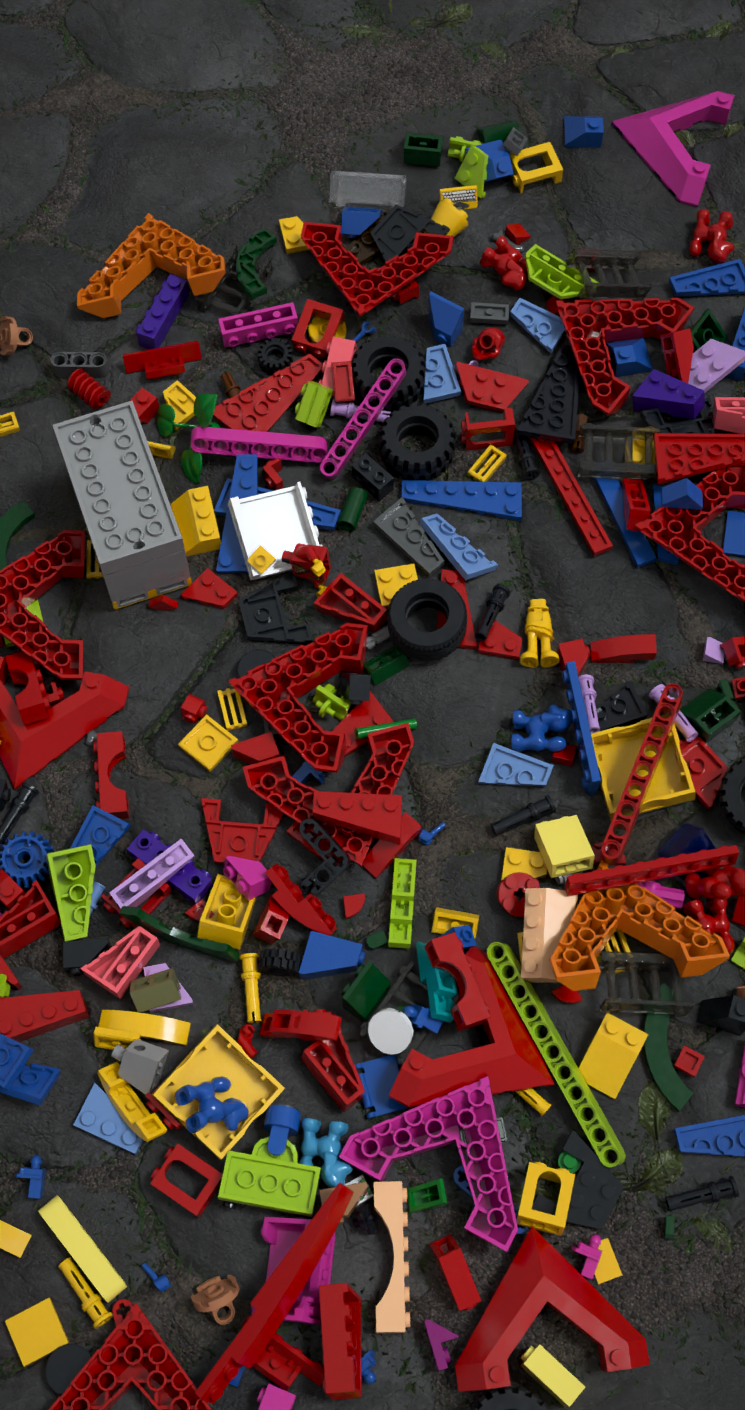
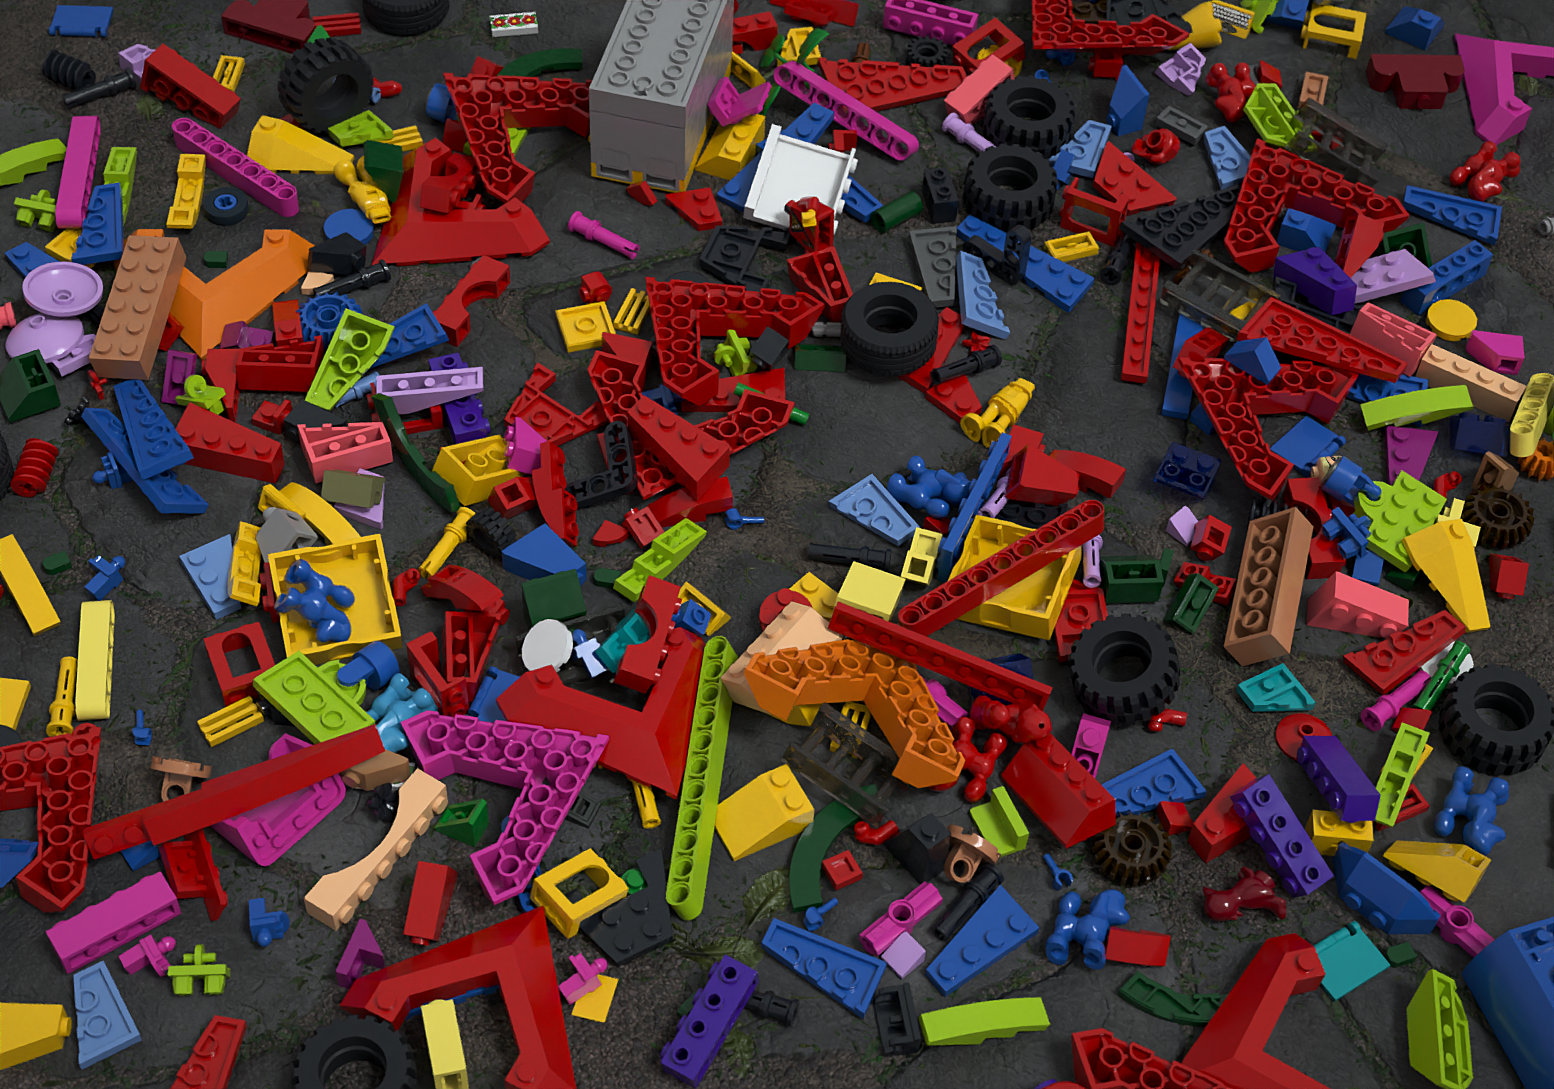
camera: 30 degrees right, 15 degrees down
(47, 964) = (271, 416): none -> red bracket
(154, 658) = (594, 231): none -> dark pink pin
(187, 487) = (732, 107): none -> dark pink bracket
(221, 1209) = (228, 718): none -> yellow tile
(261, 559) = (764, 195): yellow bracket -> none
(313, 403) = (930, 105): lime brick -> none
(330, 1109) = (425, 664): none -> red panel
(341, 1341) = (263, 877): red wedge -> none
(342, 381) = (973, 98): red tile -> none
(364, 409) = (973, 126): dark pink beam -> none
(371, 885) = (642, 526): none -> red bracket
(440, 400) = (1062, 167): none -> blue piece
(458, 264) = (1183, 69): none -> lavender slope
(461, 510) = (1008, 266): none -> black beam
(482, 586) = (977, 342): none -> red plant
(556, 230) = (1313, 87): none -> nougat plate
(567, 995) = (763, 735): red tile -> none
(573, 793) = (922, 557): none -> light yellow brick
(605, 677) = (1040, 478): none -> red slope
(616, 178) = (1416, 79): none -> dark red brick
(689, 1021) = (874, 836): none -> red arm
(691, 609) = (1188, 470): none -> clear blue slope
(694, 1233) = (709, 1021): none -> dark purple brick
(696, 1109) = (813, 916): none -> blue hand

